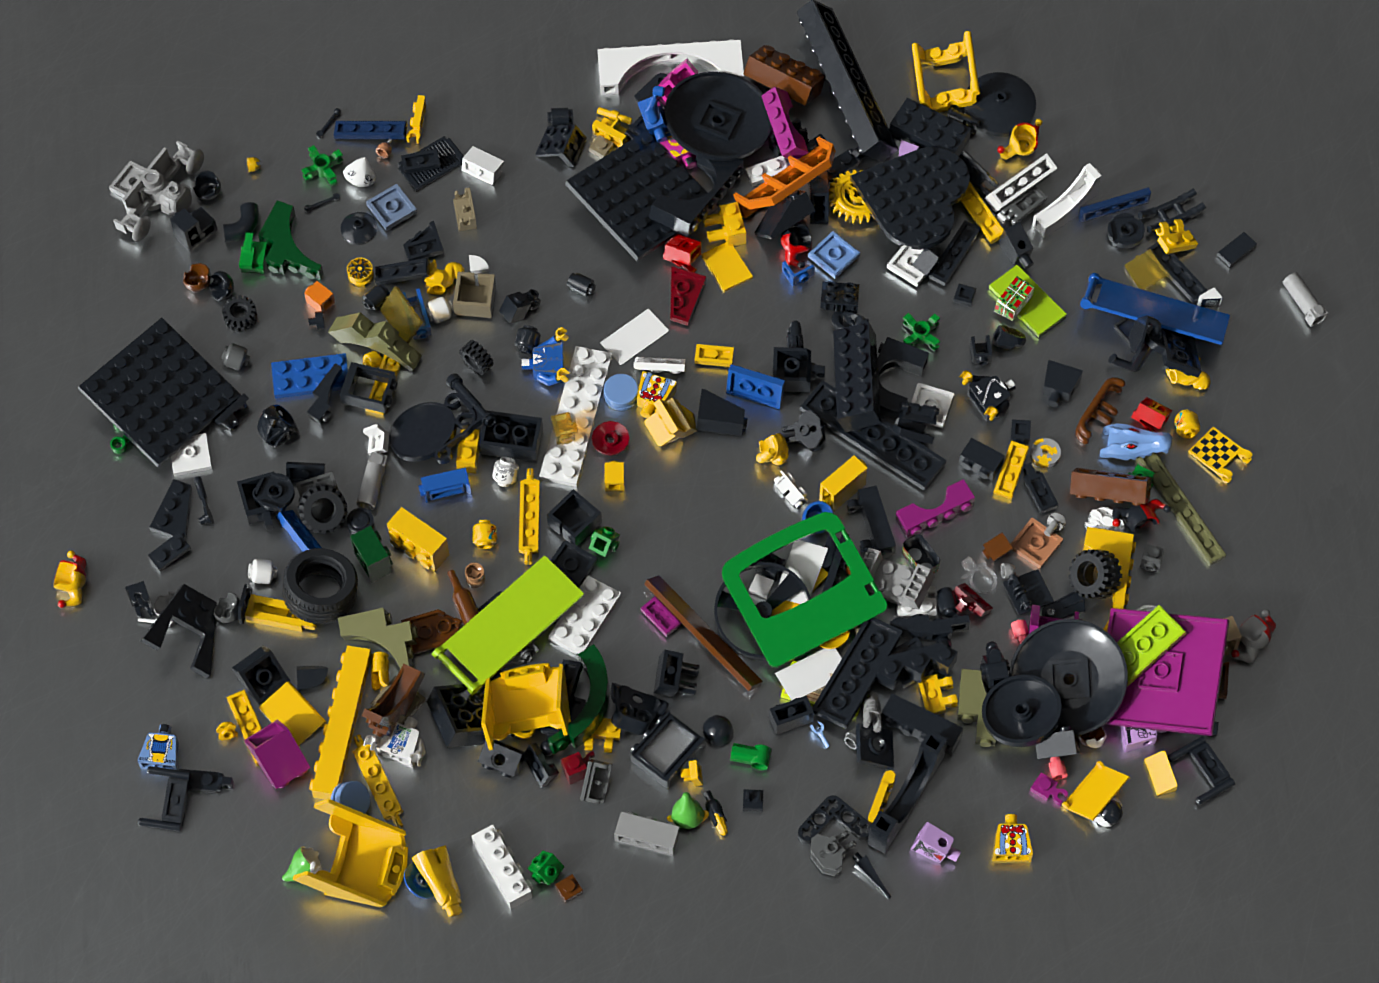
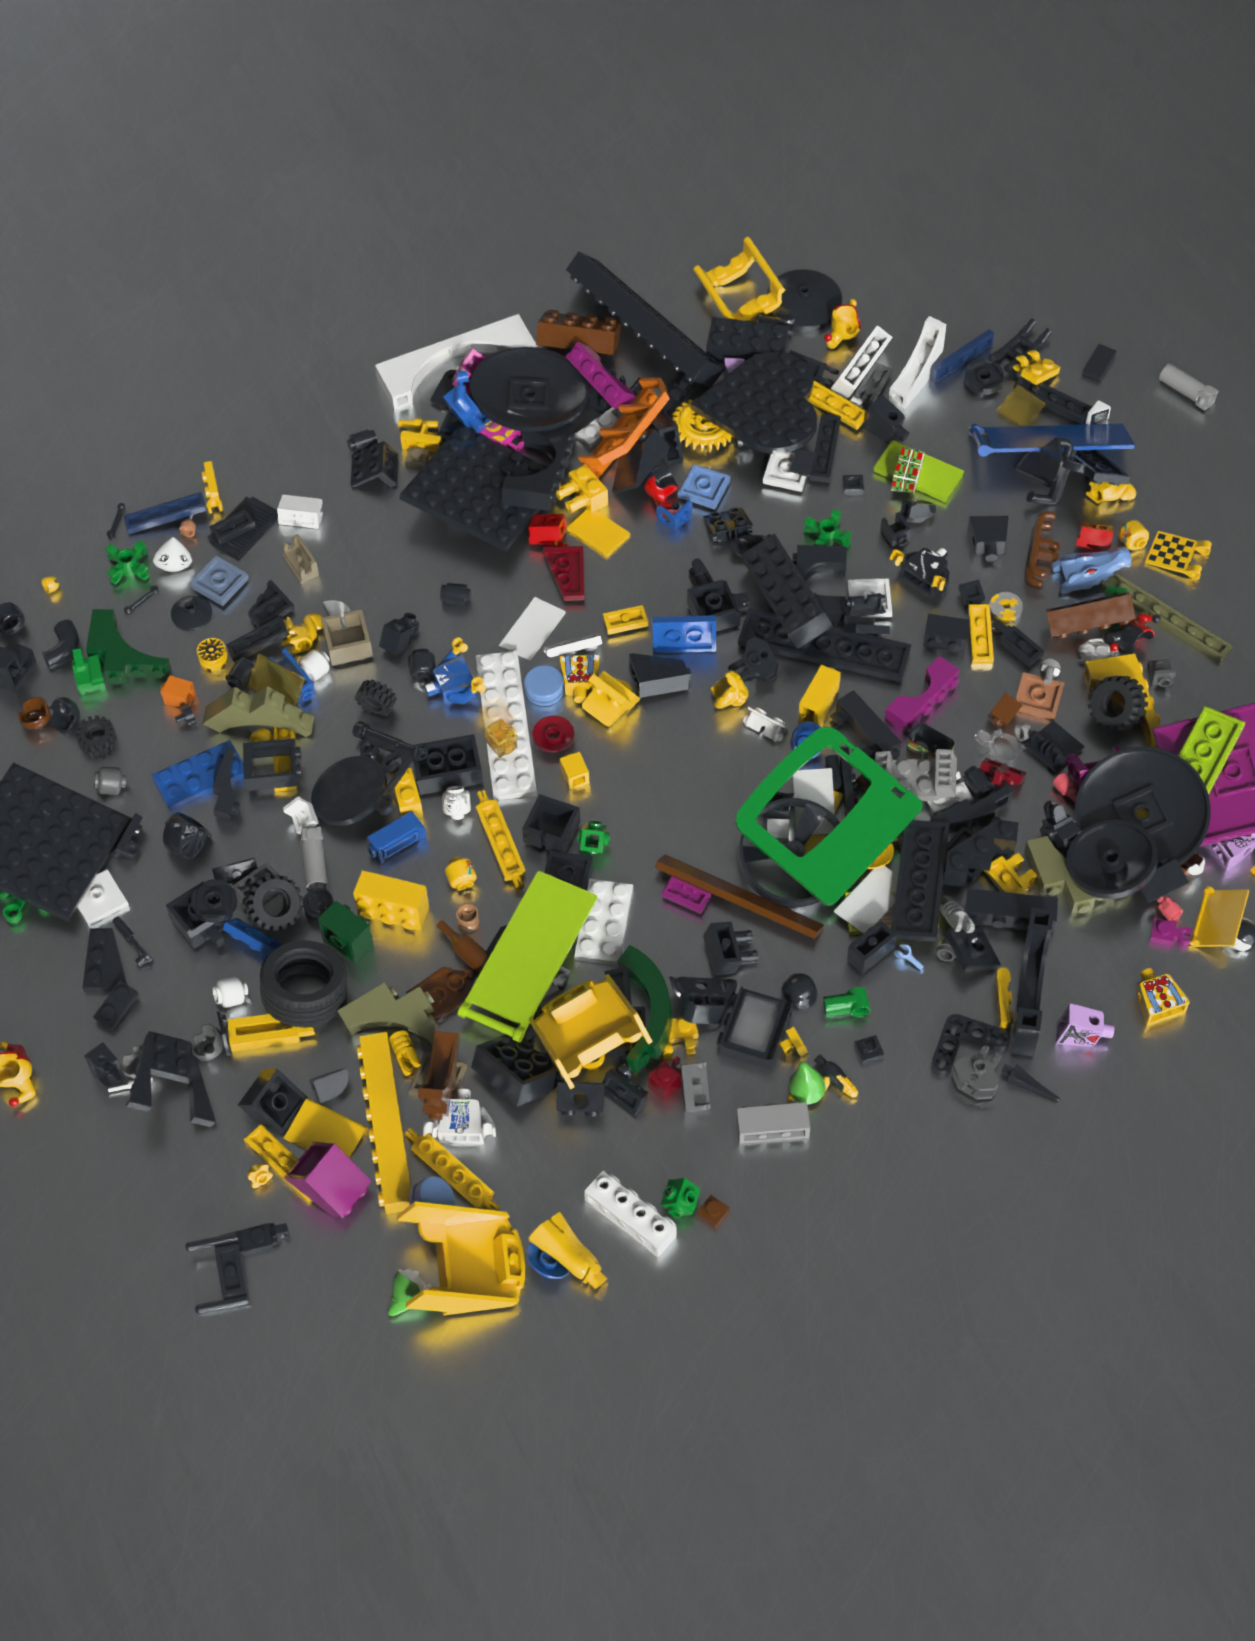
camera: 20 degrees left, 5 degrees down
(160, 750) = (190, 1221): torso -> none
(1065, 606) = (1098, 747): black piece -> none

